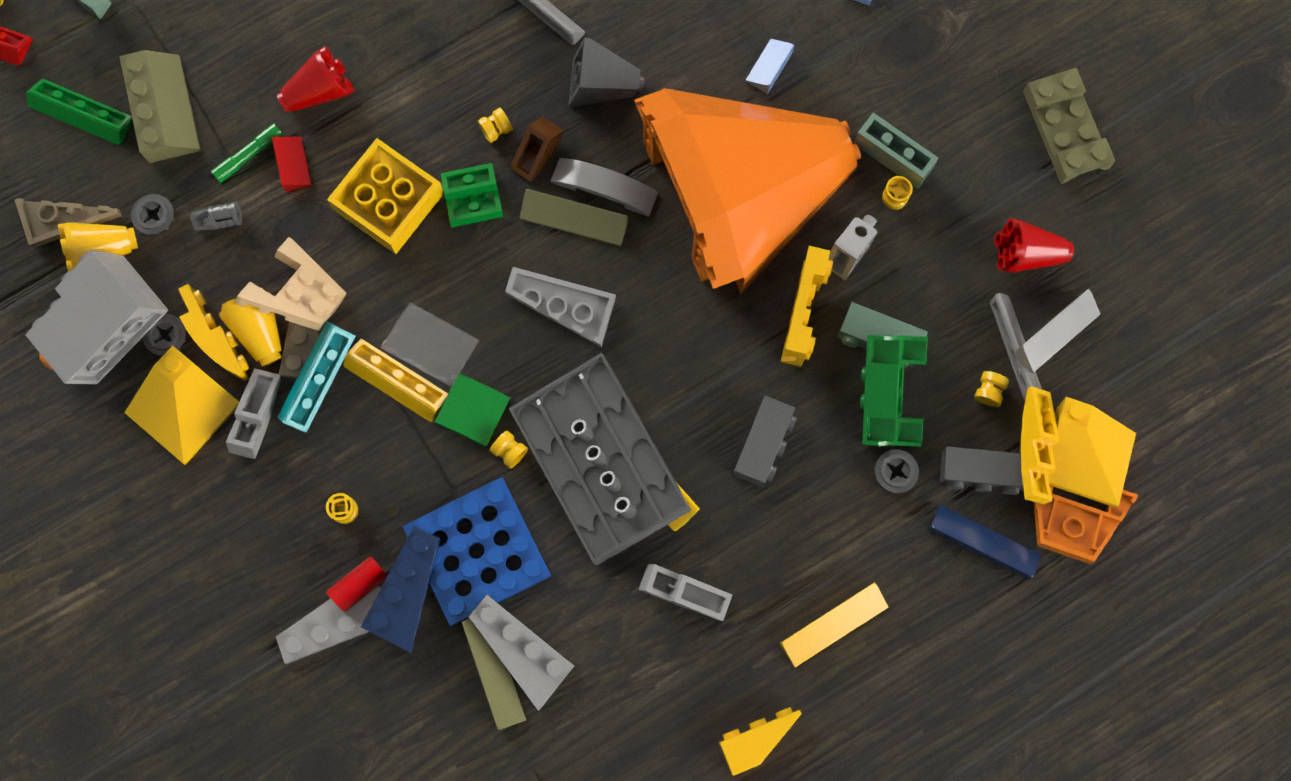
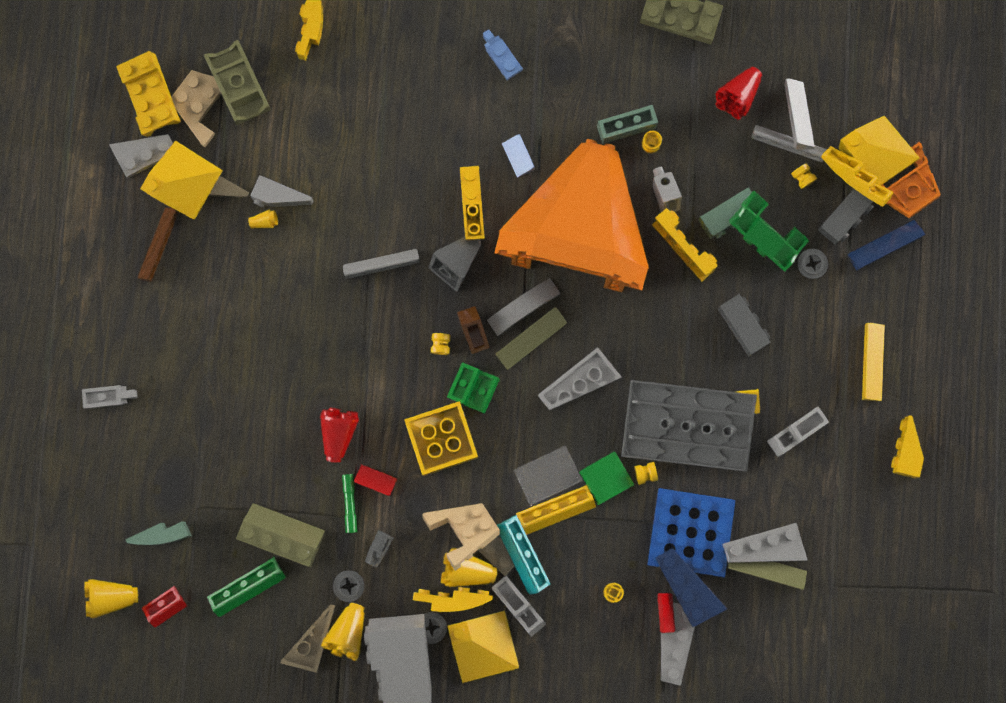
camera: 55 degrees left, 5 degrees up
(677, 51) = (472, 203): none -> yellow slope

